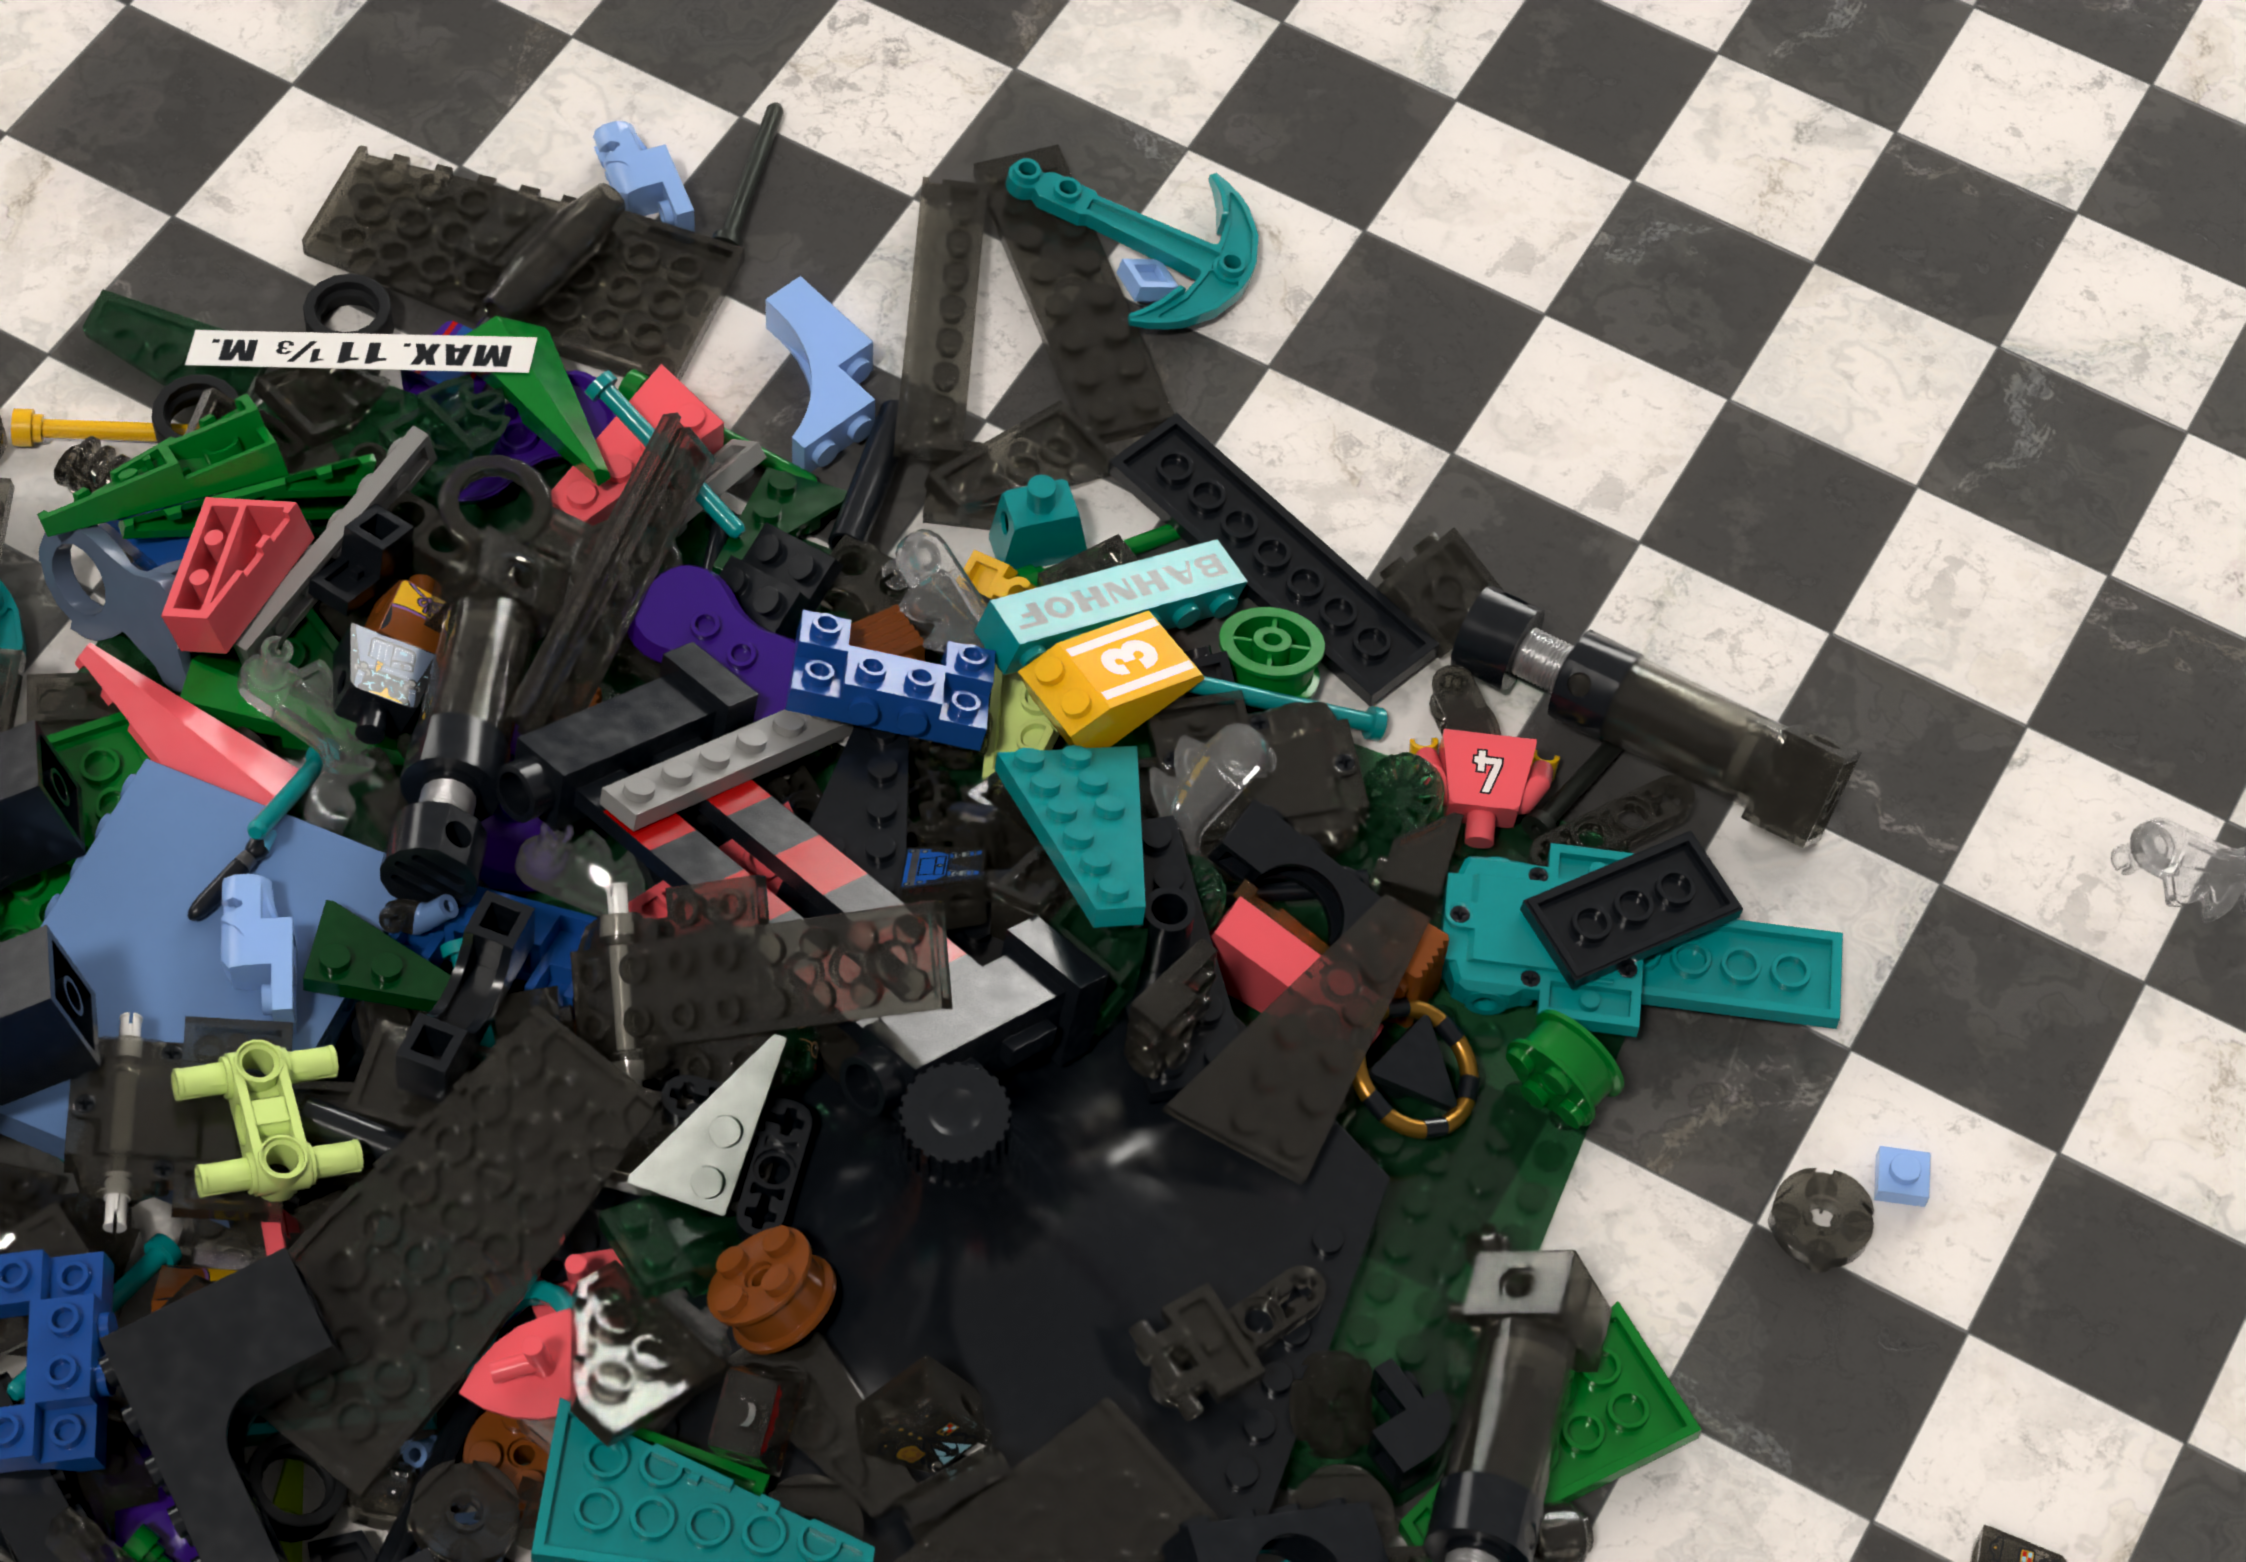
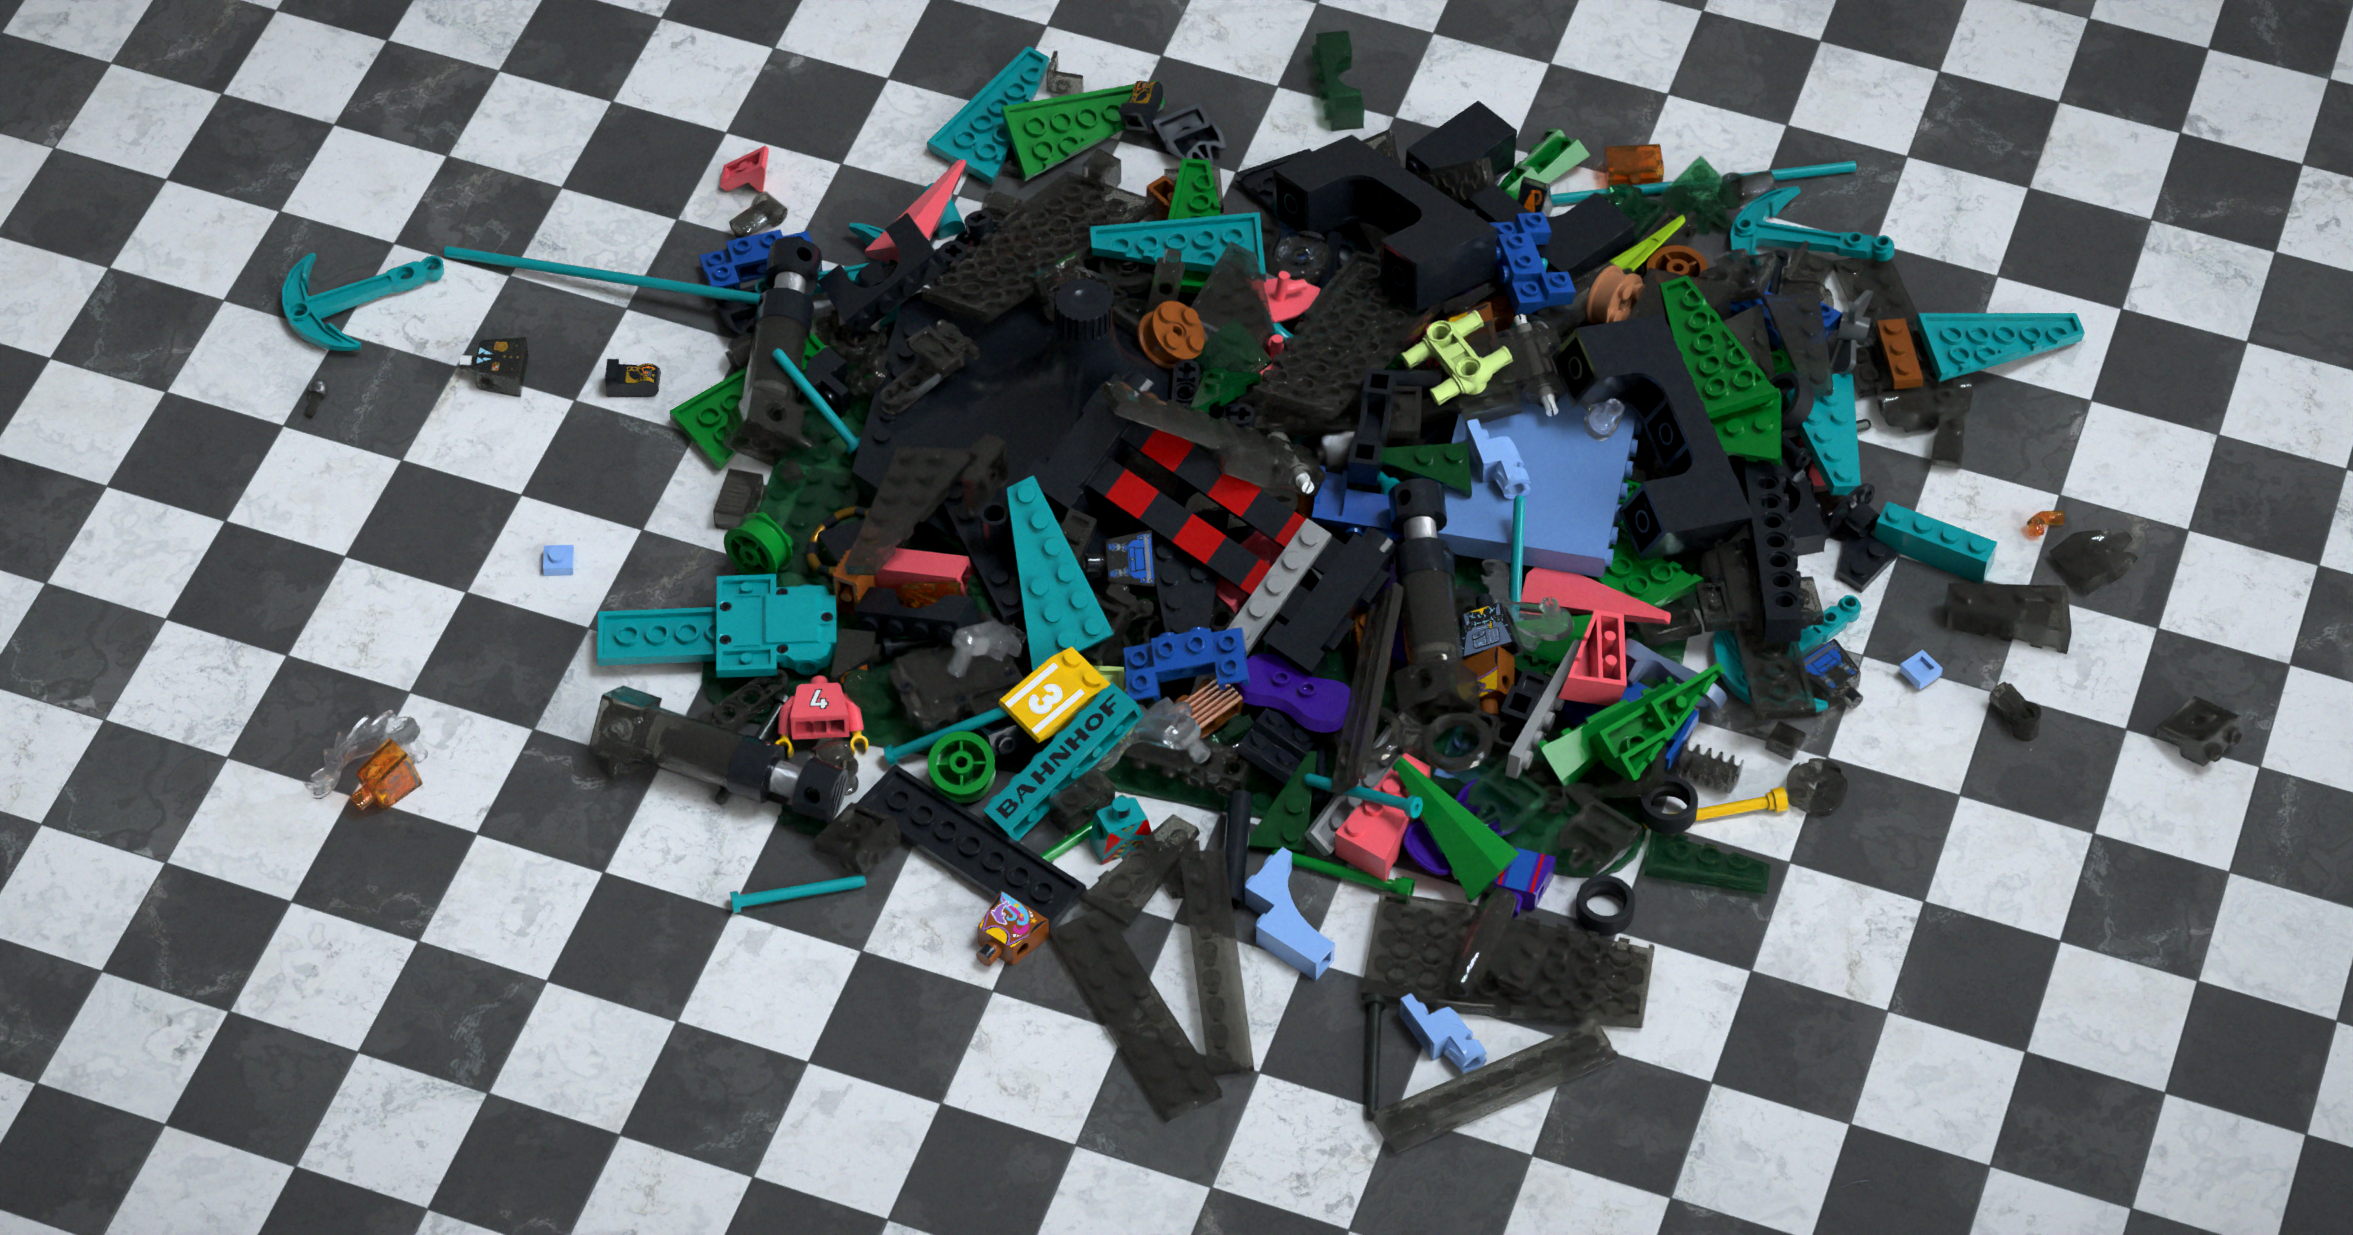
camera: 175 degrees right, 5 degrees down
(242, 864) = (1534, 497): black piece -> none
(361, 351) = (1579, 842): white sticker -> none
(575, 109) = (1494, 1086): none -> clear smoke plate
(994, 577) = (1147, 794): yellow plate -> none
(1146, 279) = (1084, 1021): light blue plate -> none
(1219, 269) = (1078, 1045): teal piece -> none
(1236, 414) = (1010, 931): none -> torso
(1375, 1287) = (818, 402): none -> teal bar
(1560, 540) = (792, 892): none -> teal bar
(1587, 1215) = (739, 496): none -> clear smoke brick
(1631, 909) = (725, 632): black tile -> none
(1767, 1522) = (631, 380): none -> black leg
(1820, 1245) = (609, 540): clear smoke plate -> none
(2185, 781) = (386, 777): none -> clear orange torso

